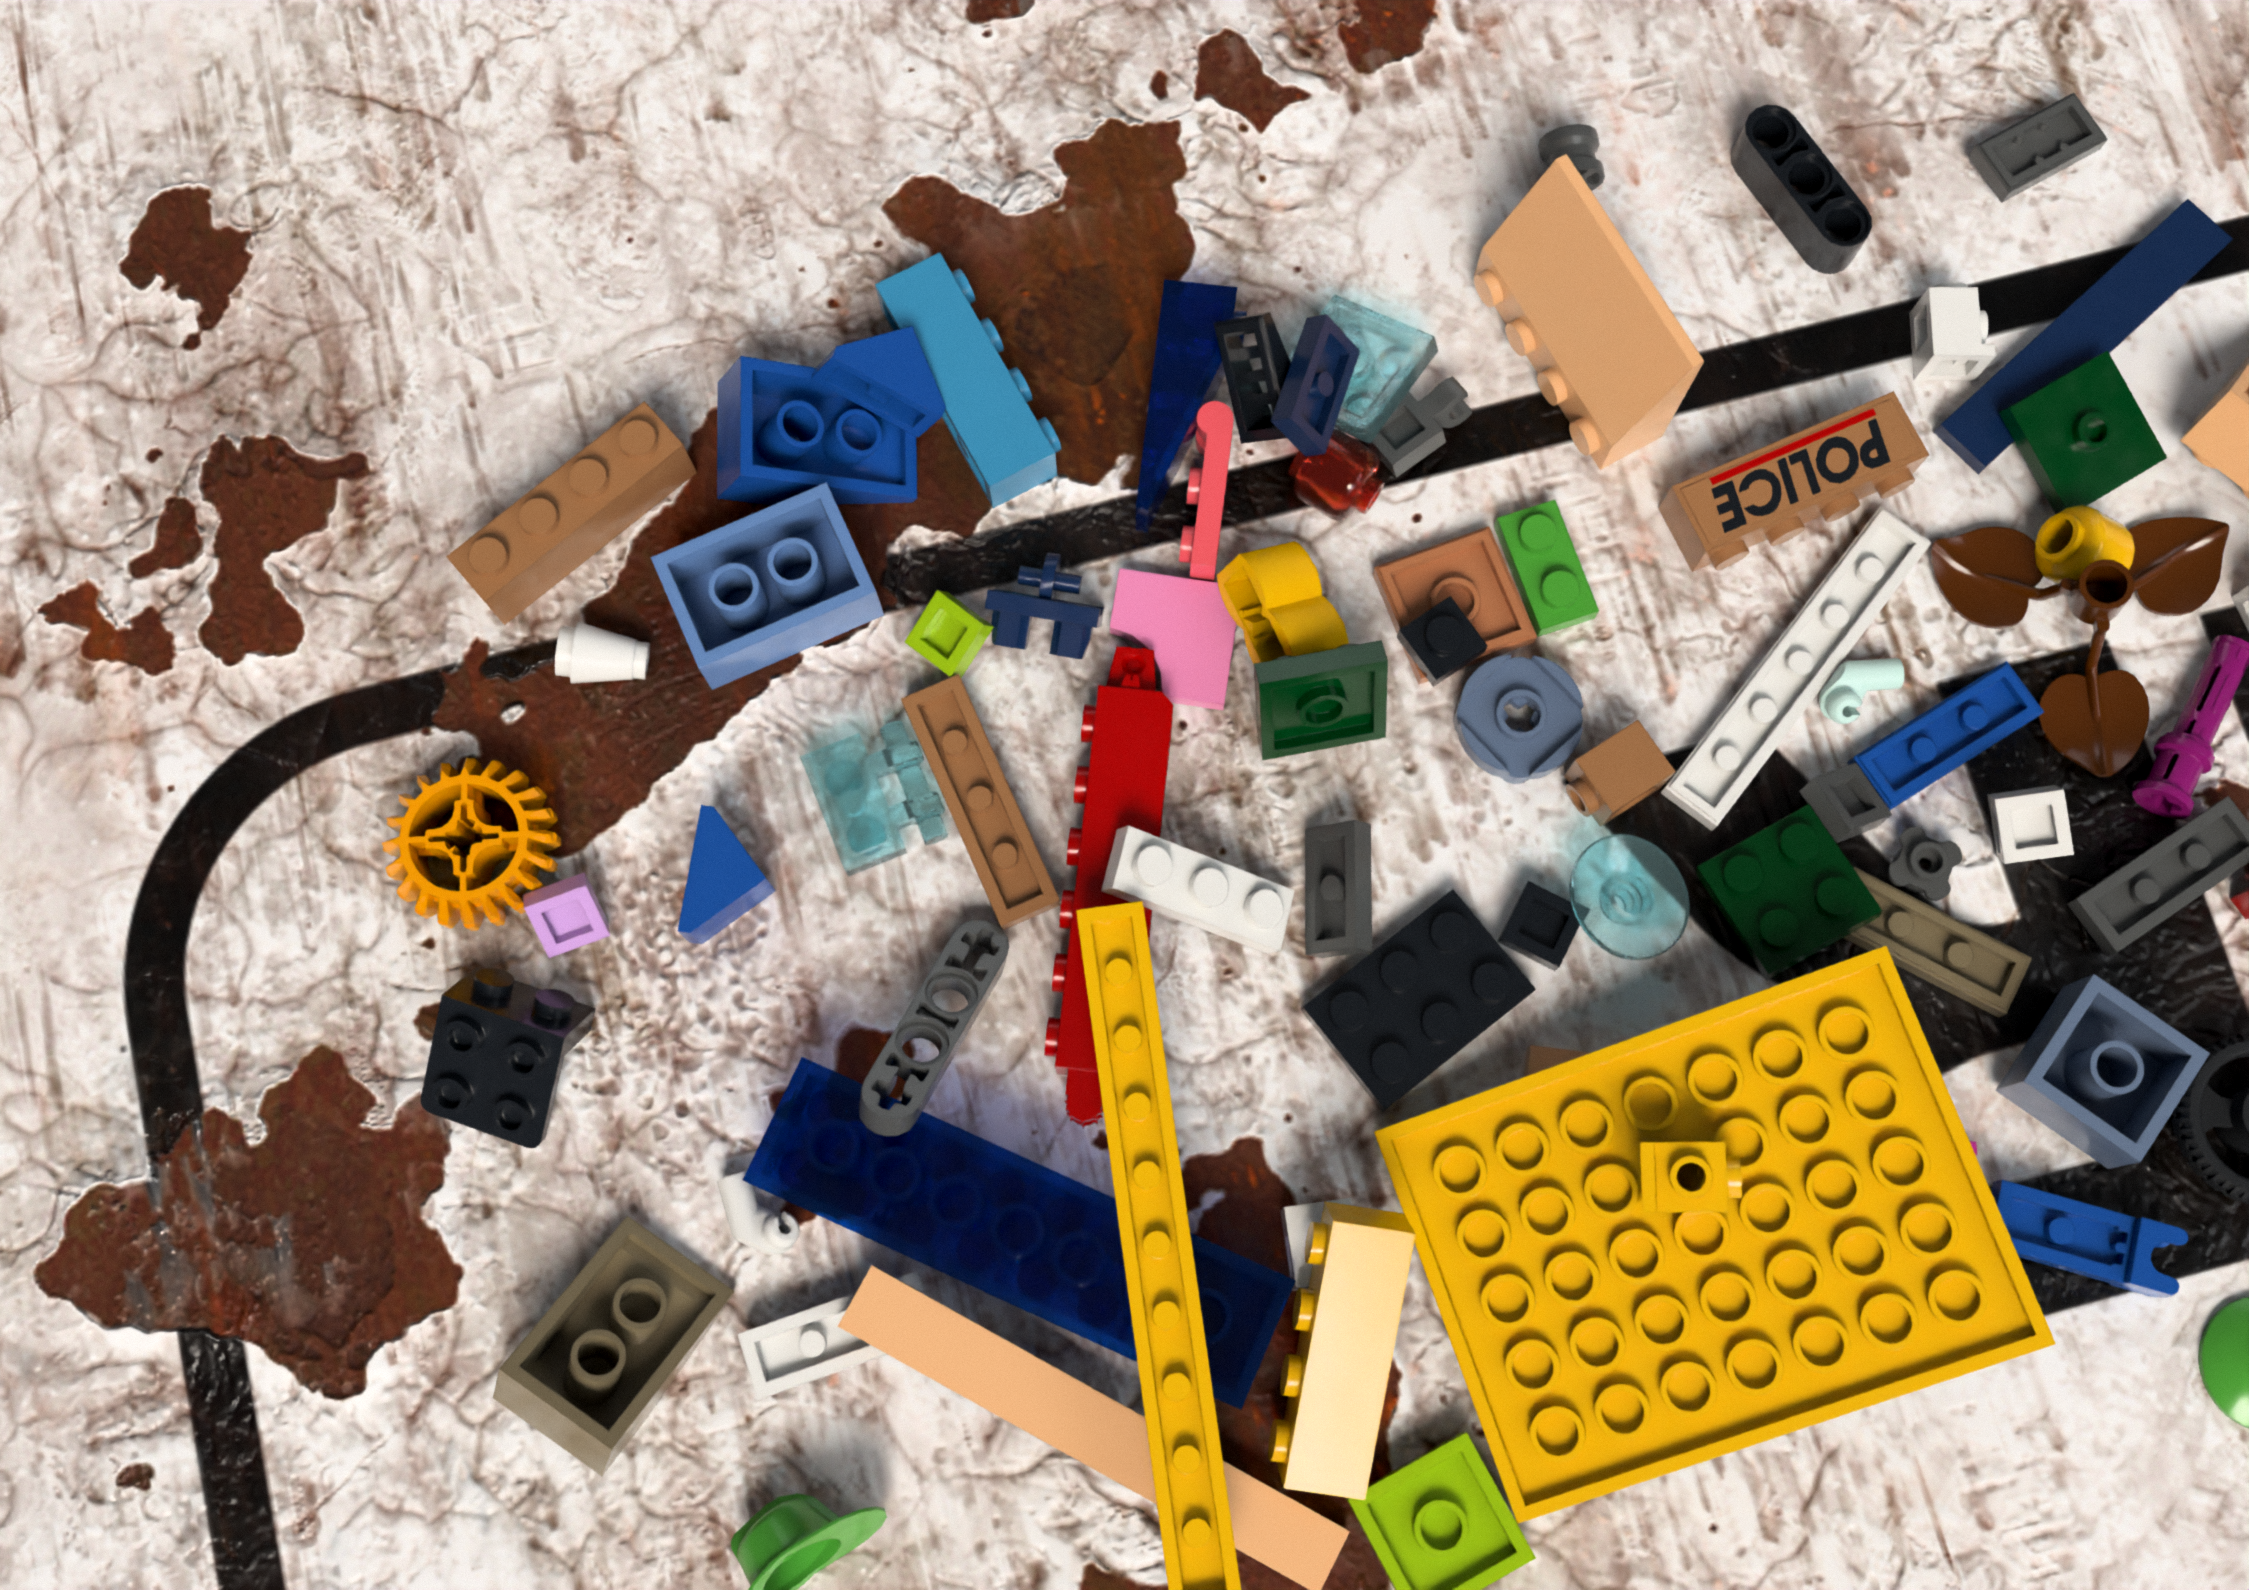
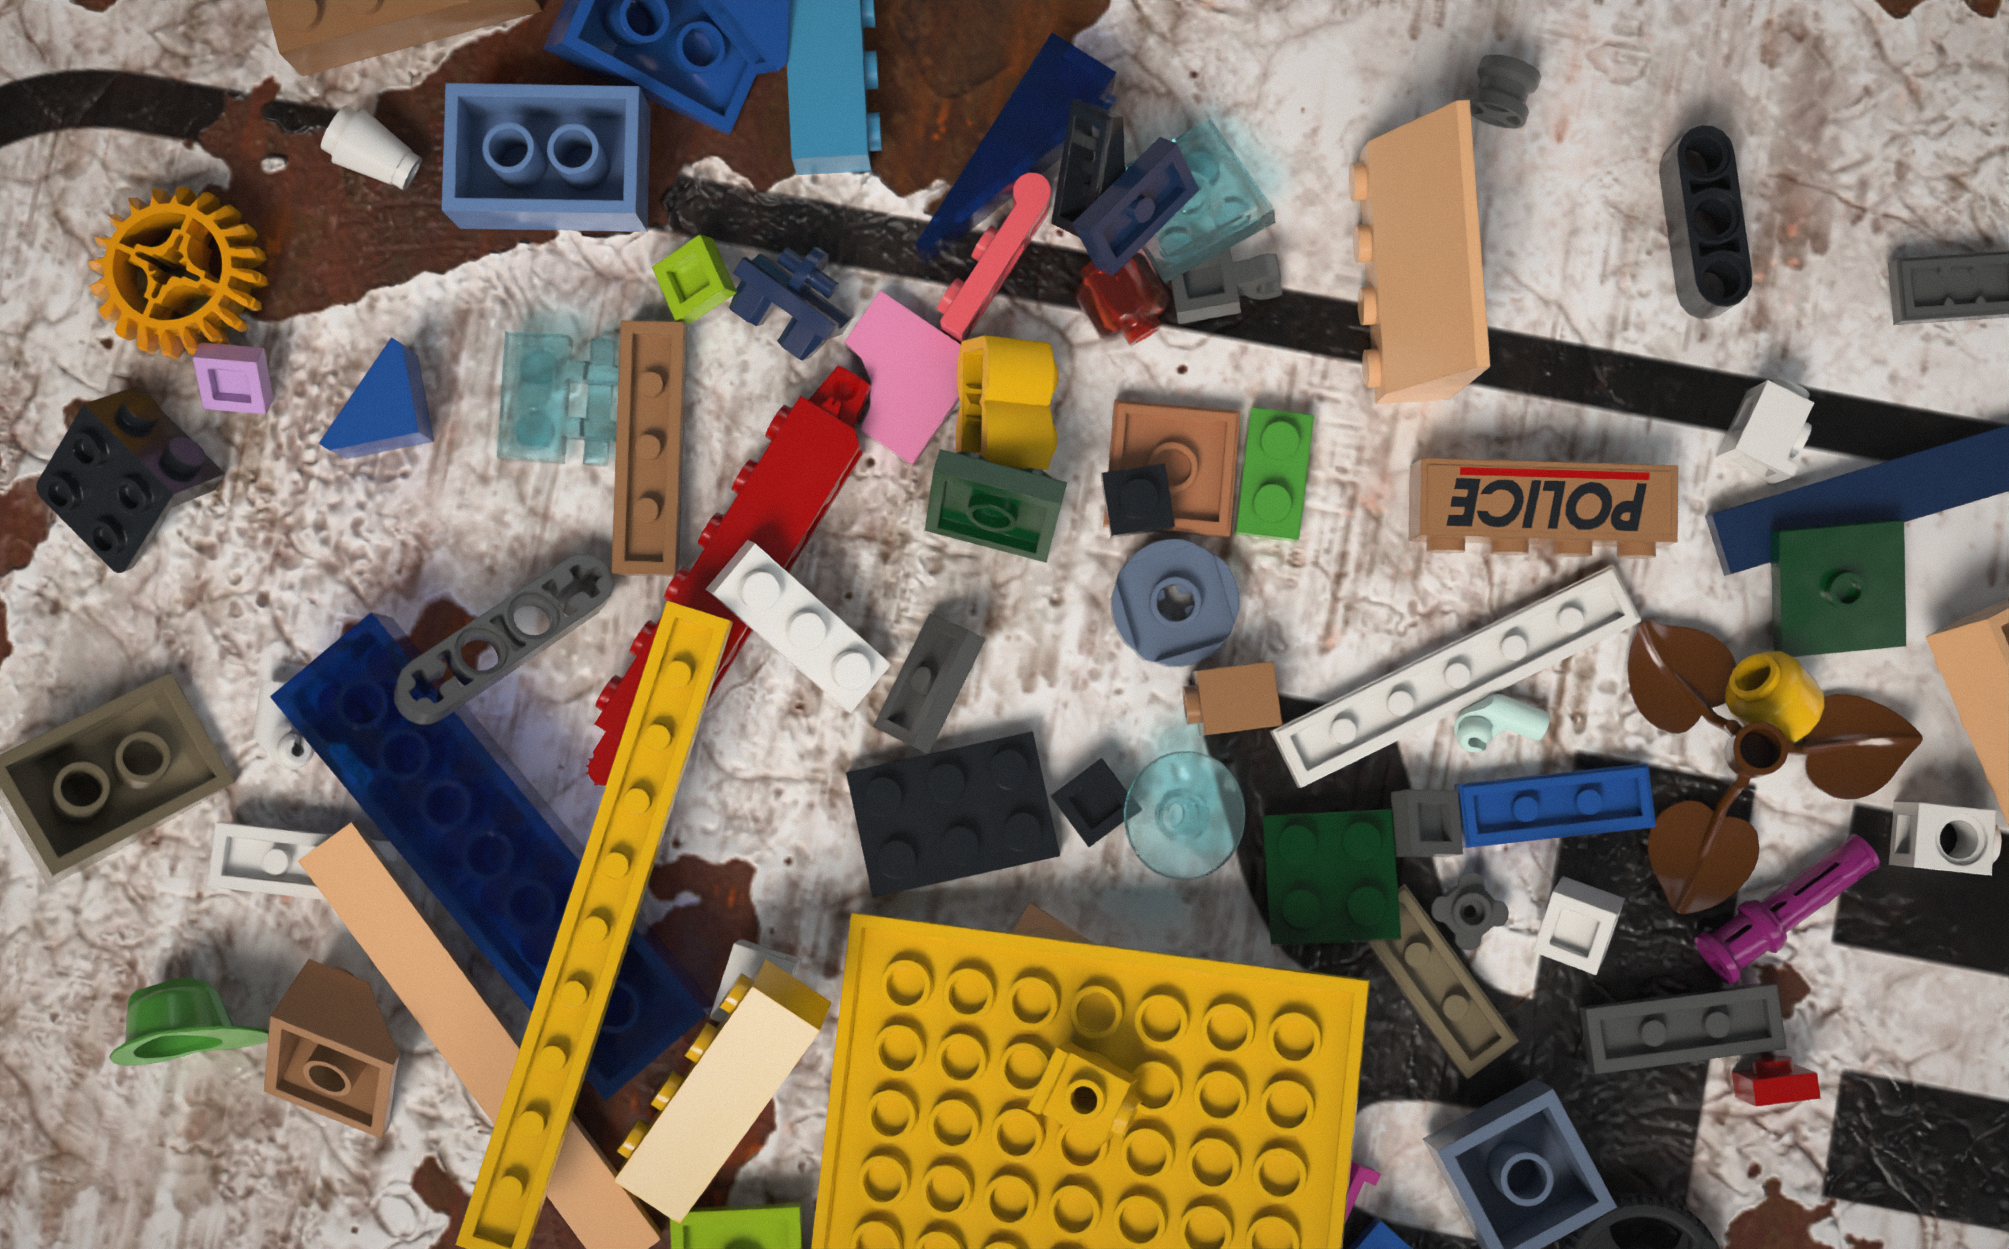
camera: 20 degrees right, 10 degrees up
(954, 1500) = (332, 1049): none -> medium nougat slope

